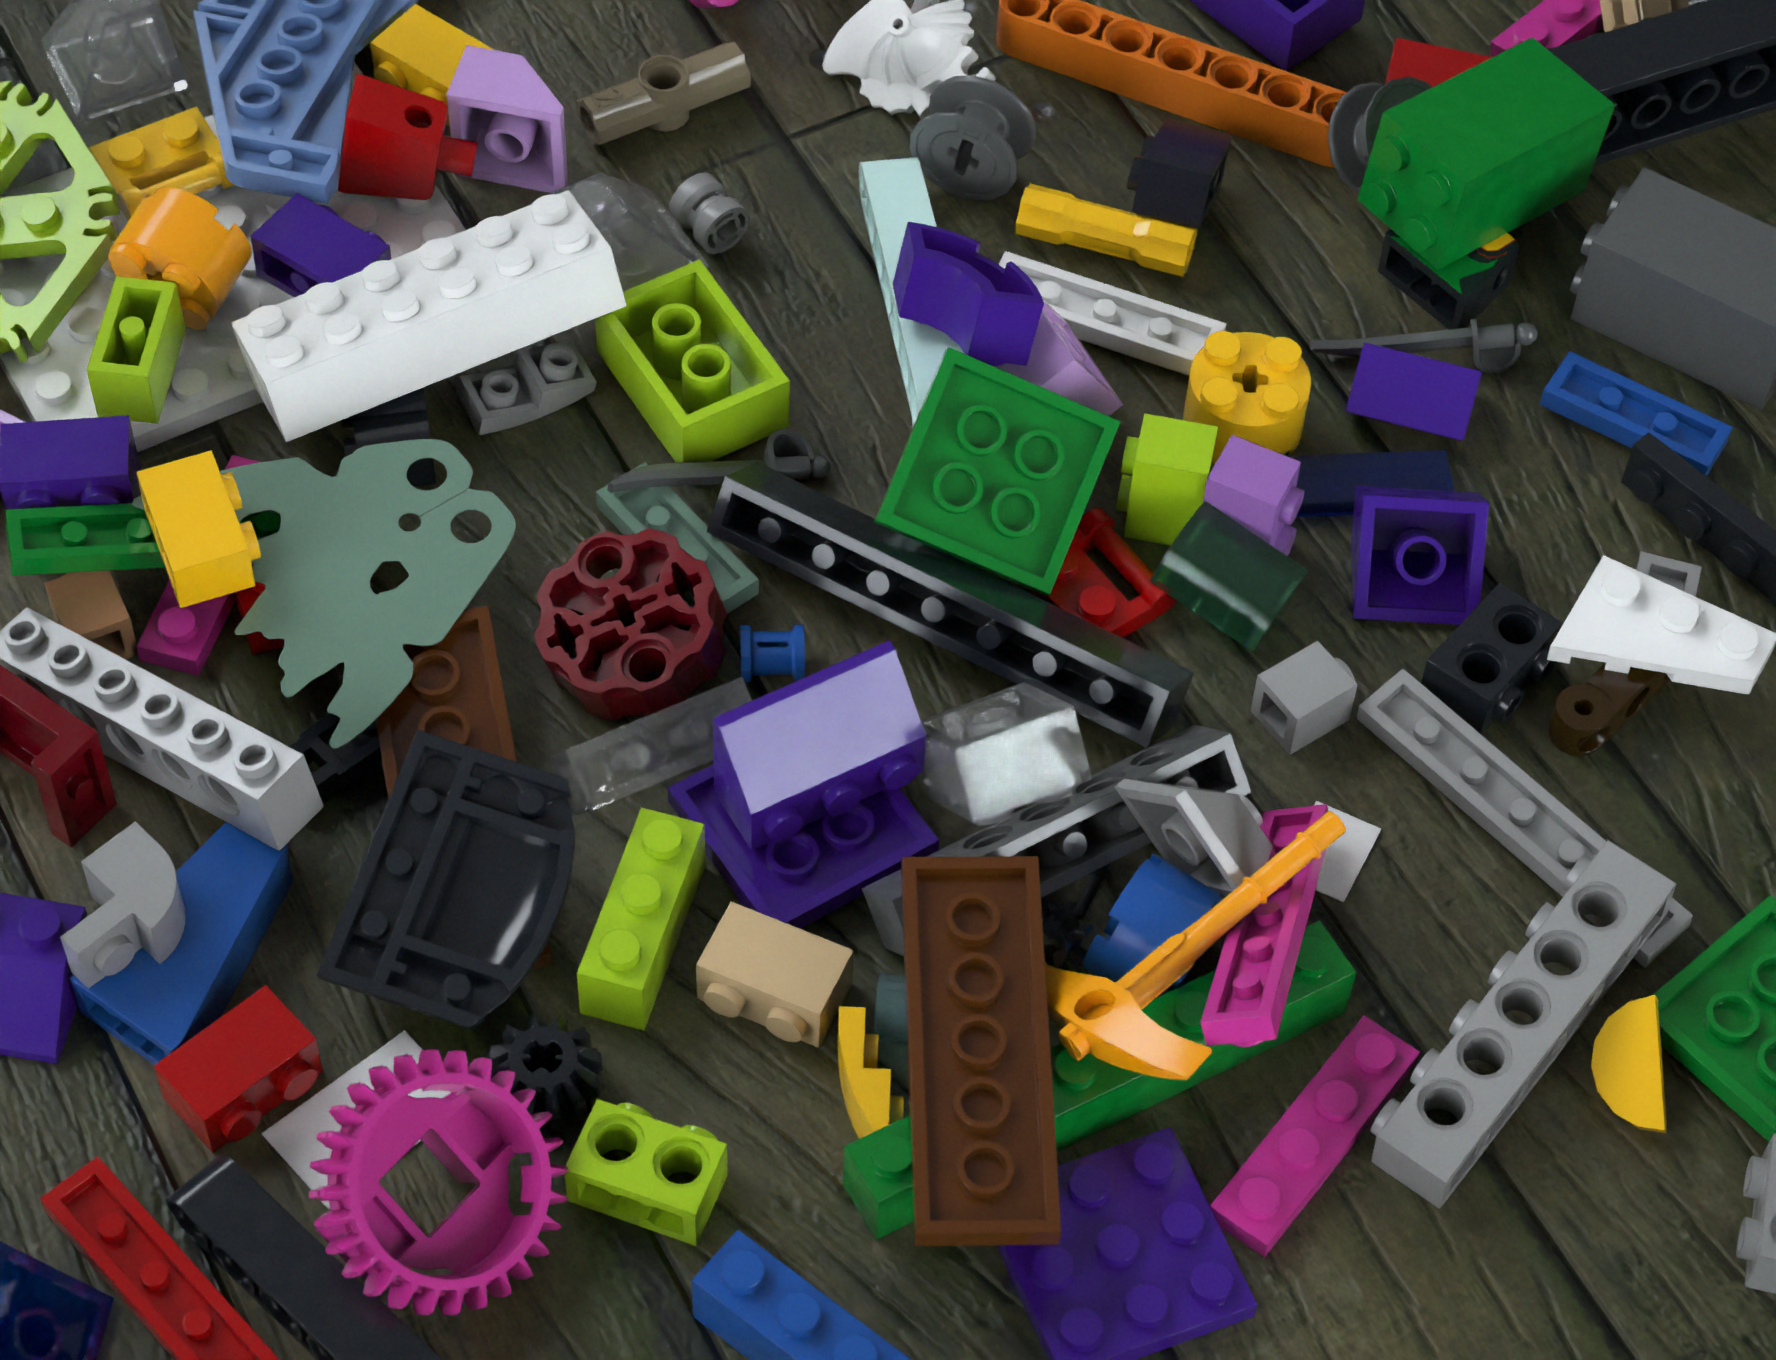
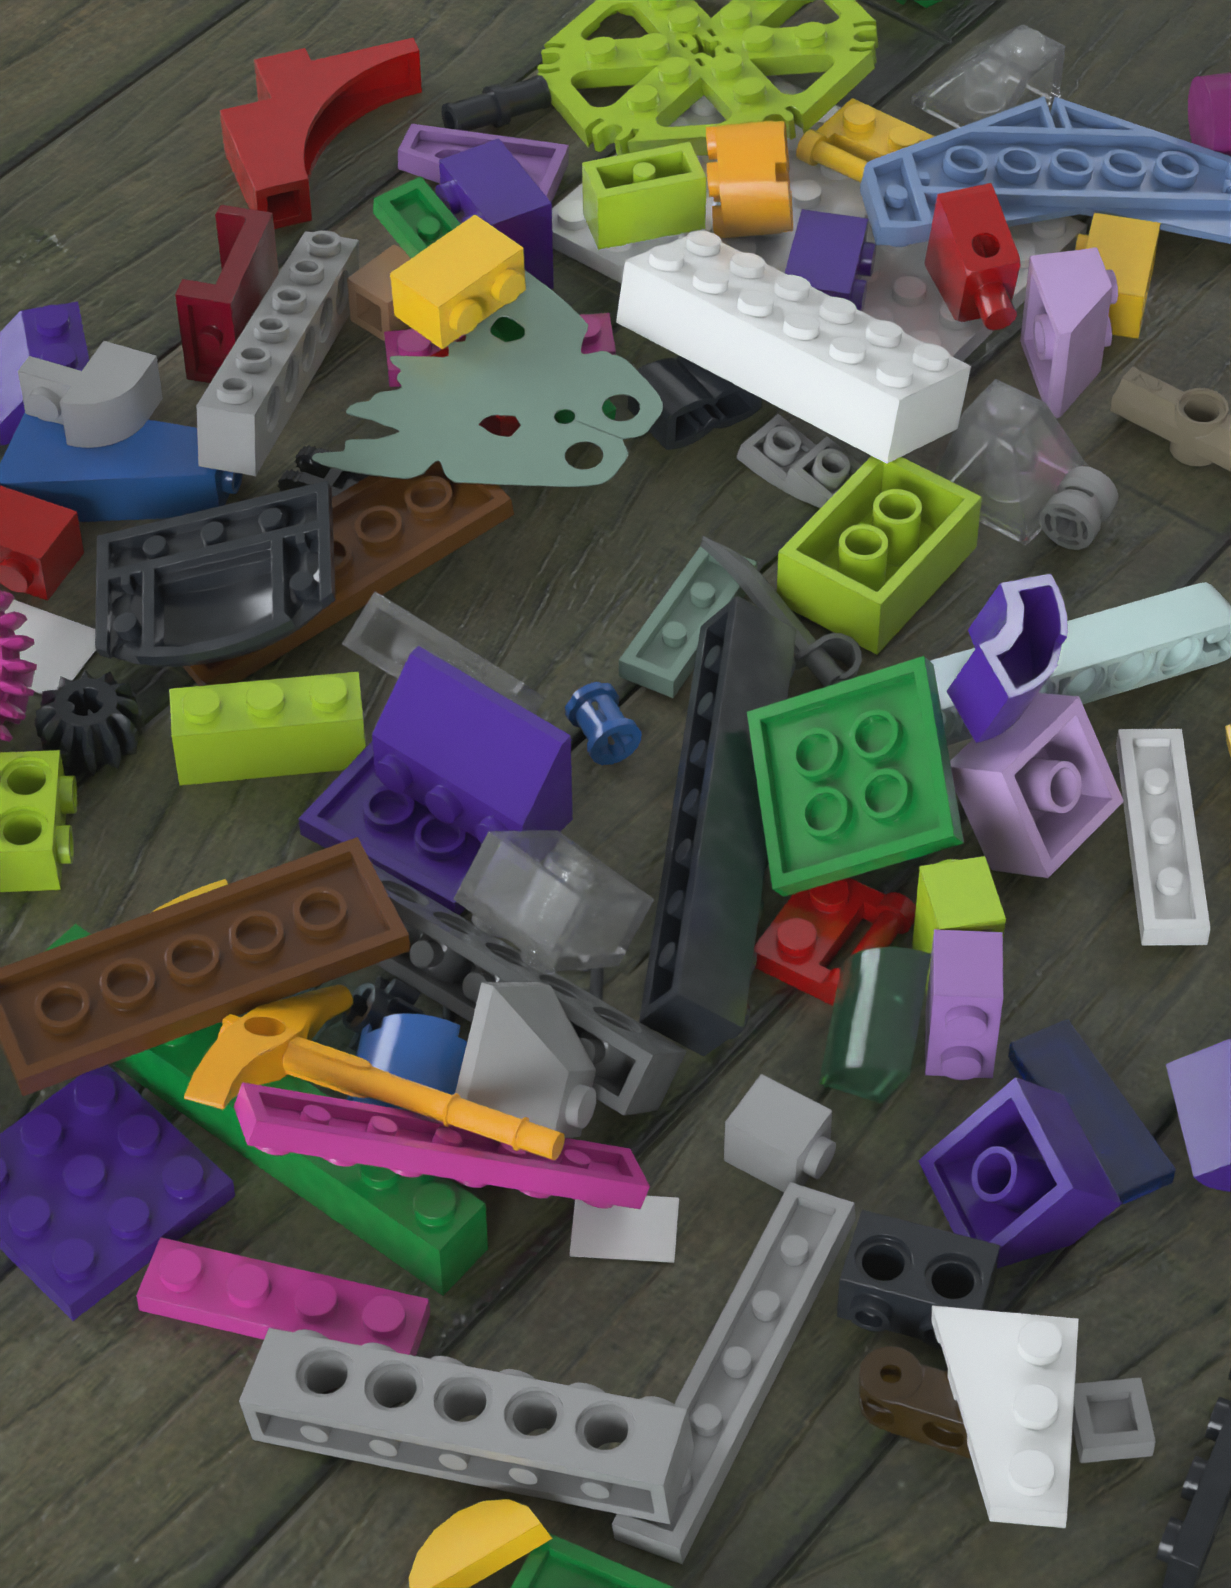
camera: 70 degrees right, 5 degrees down
(598, 616) = (564, 608): dark red connector -> none
(774, 975) = (252, 823): tan brick -> none
(1249, 390) = (1119, 972): yellow brick -> none

